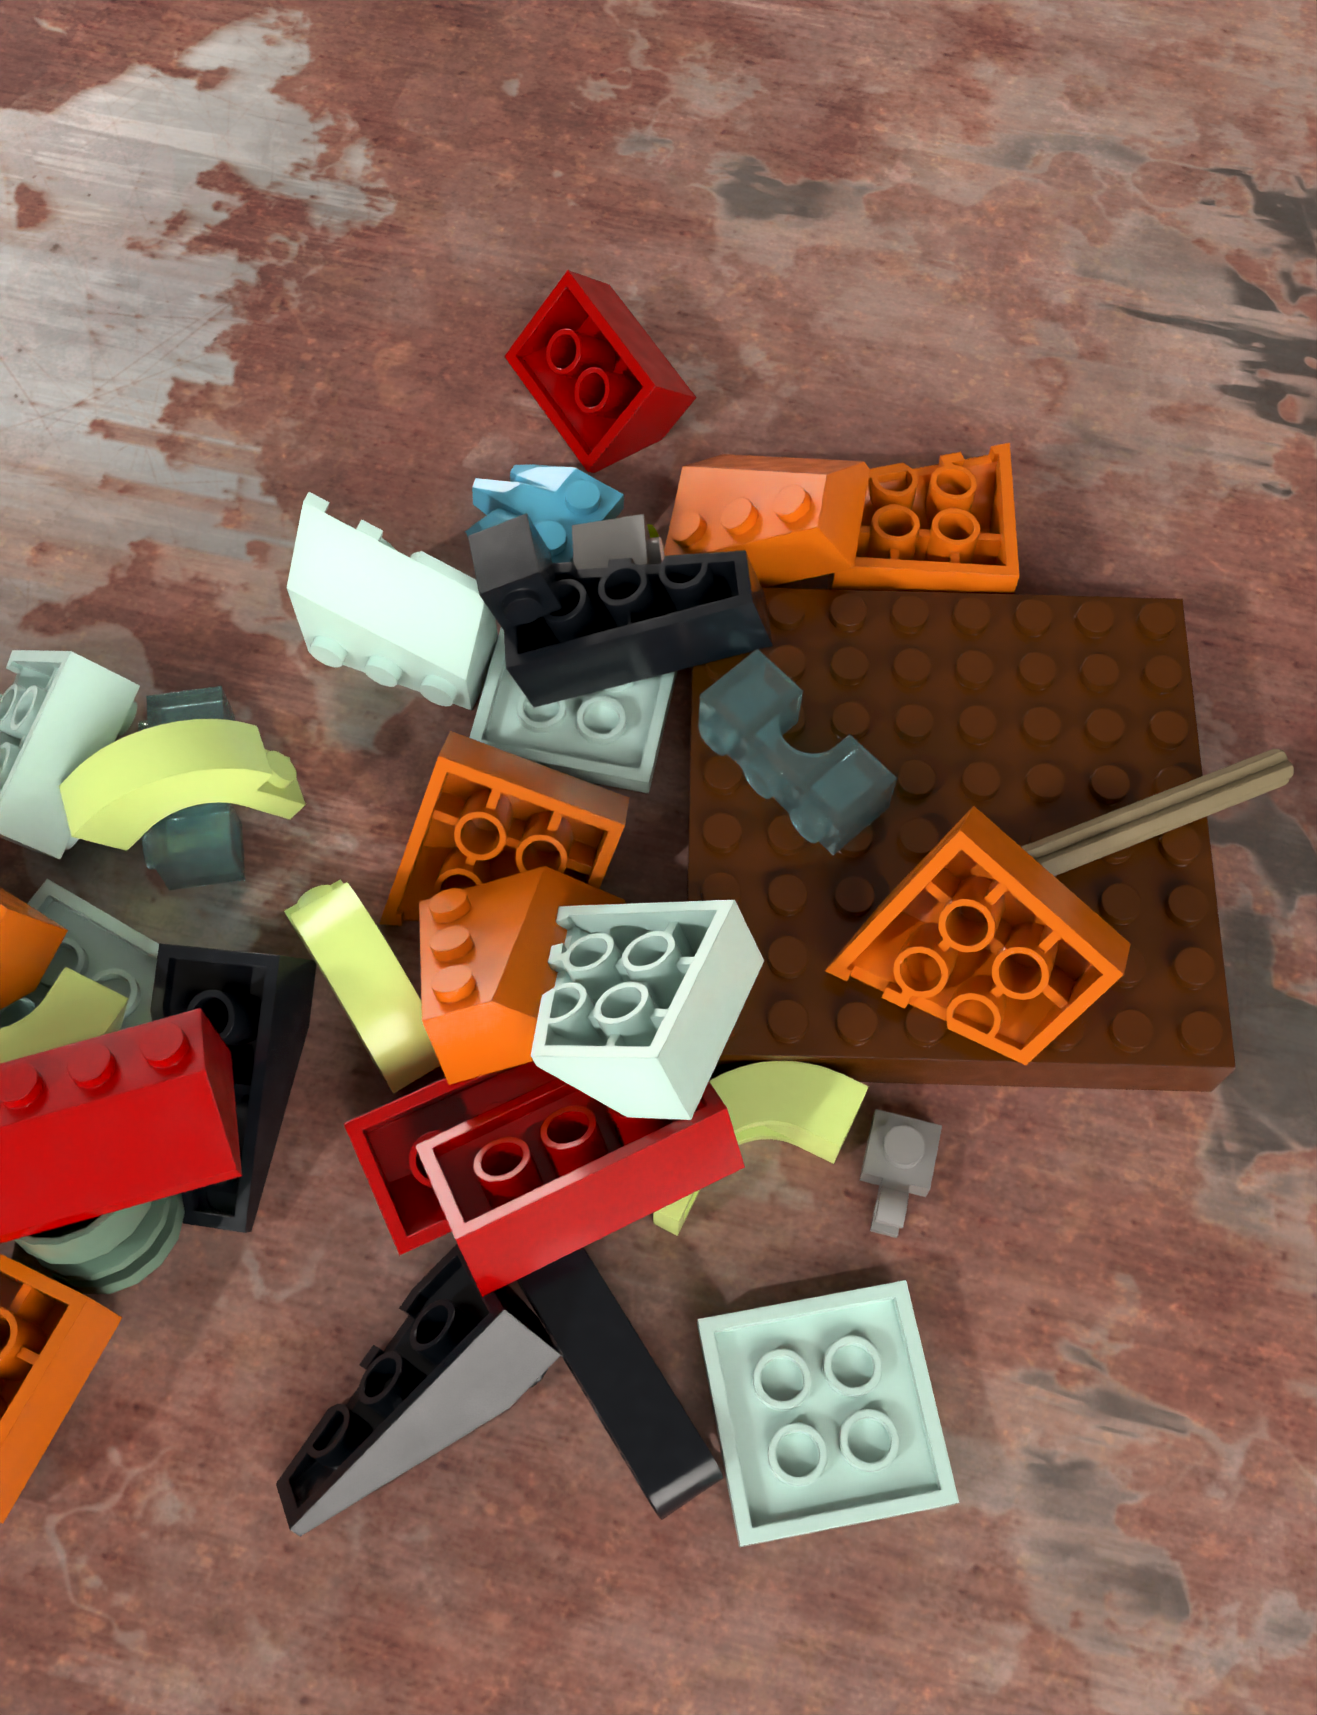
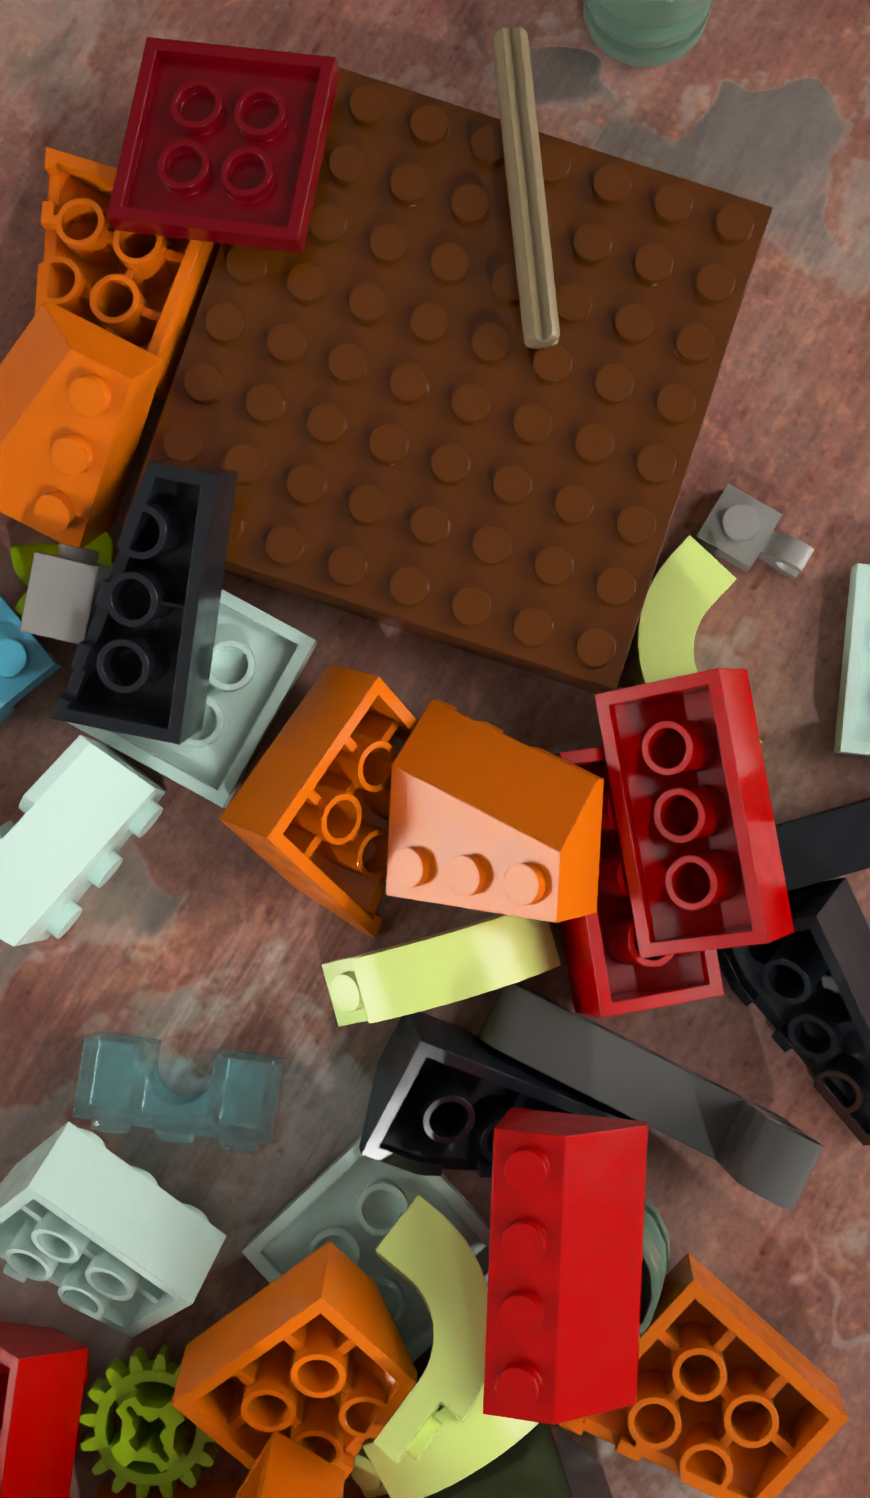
camera: 75 degrees left, 20 degrees up
(174, 767) = (183, 1104): yellowish green arch -> none
(261, 1314) = (742, 1136): none -> dark grey beam
(514, 572) = (82, 705): black brick -> none
(645, 1001) = (587, 714): light aqua wedge -> none
(825, 793) = (418, 475): clear light blue arch -> none
(986, 943) = (613, 379): orange wedge -> none
(1068, 561) = (224, 144): none -> dark red plate

